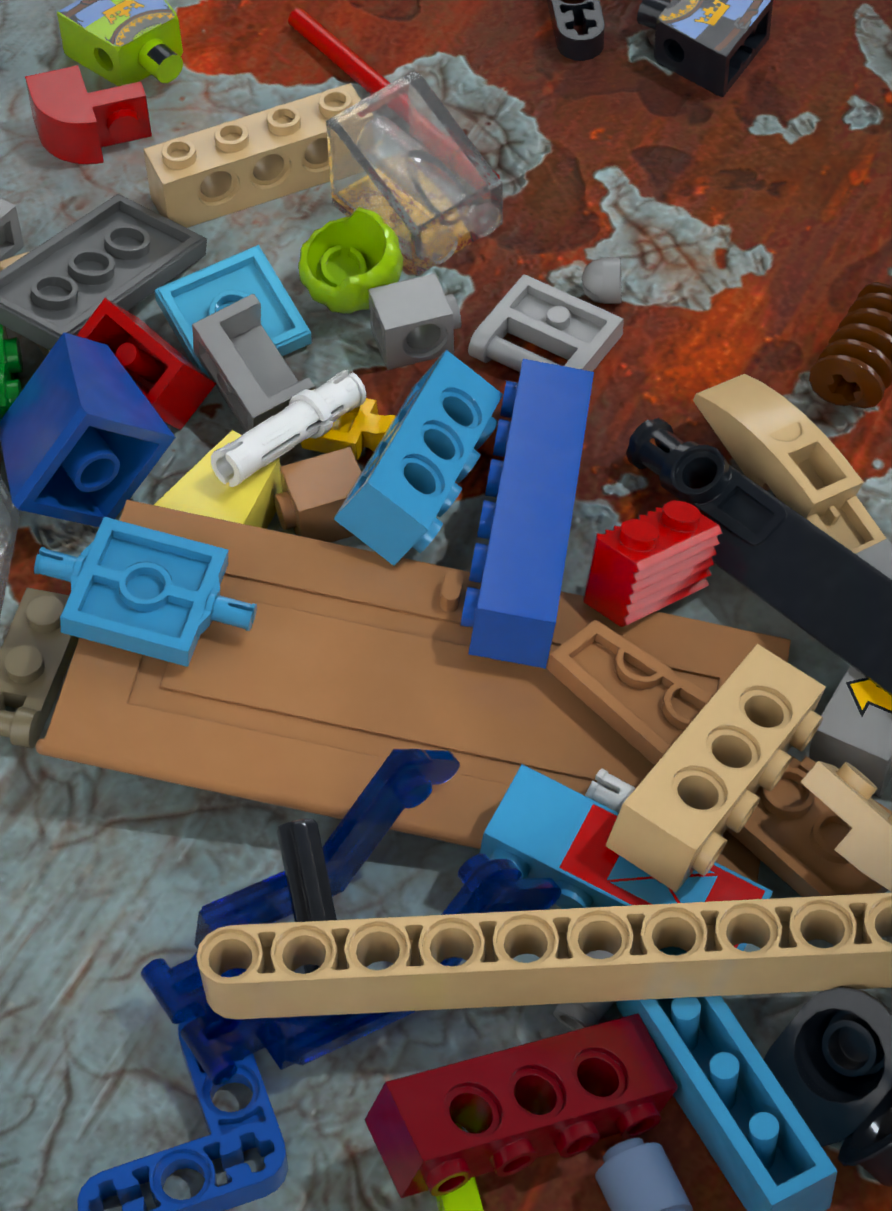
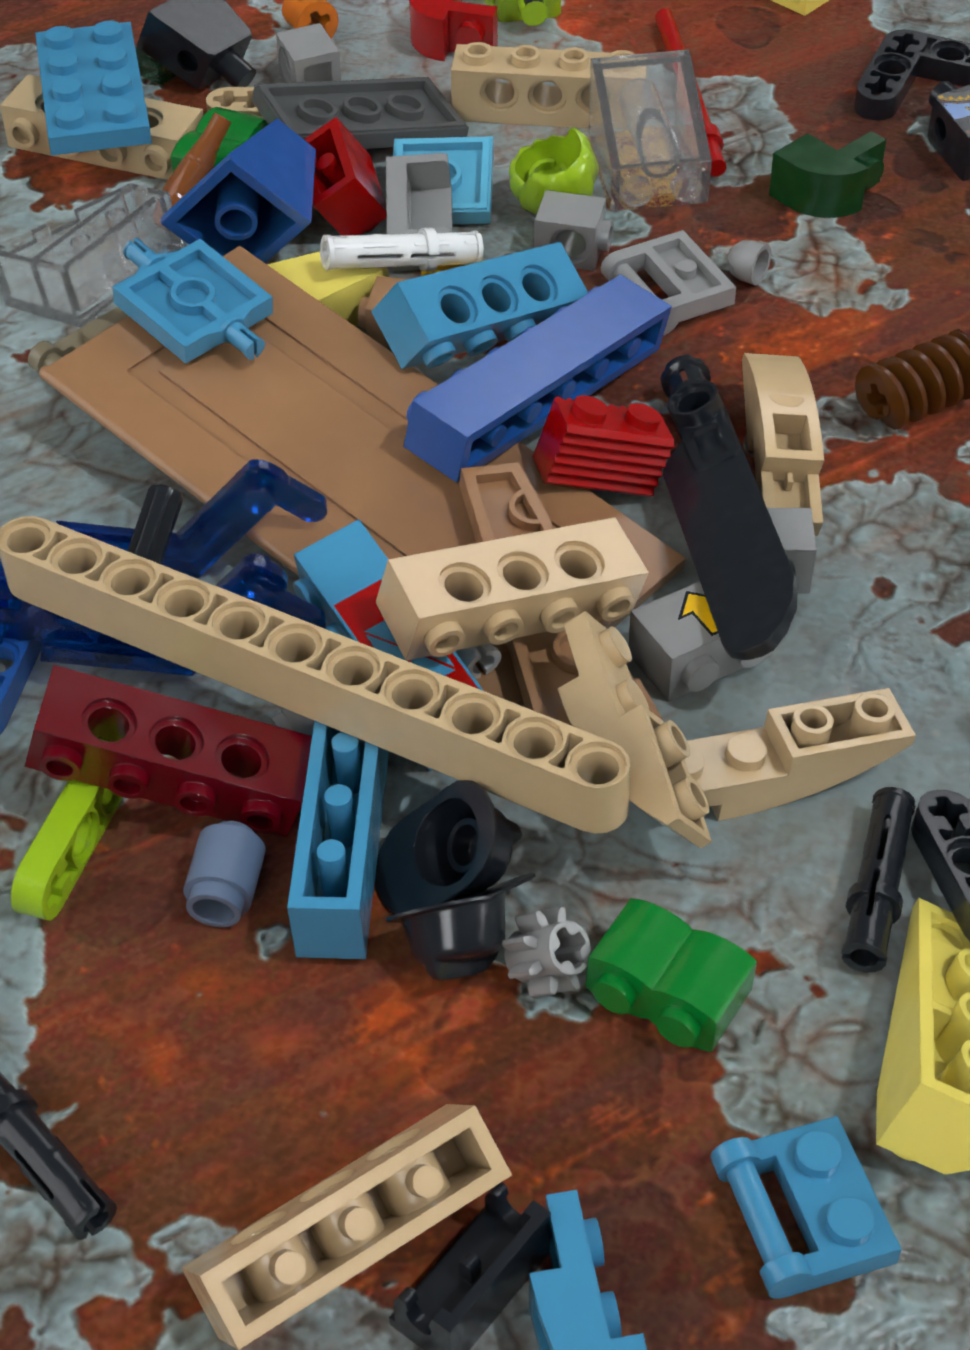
camera: 30 degrees right, 5 degrees down
(608, 156) = (826, 180): none -> dark green brick

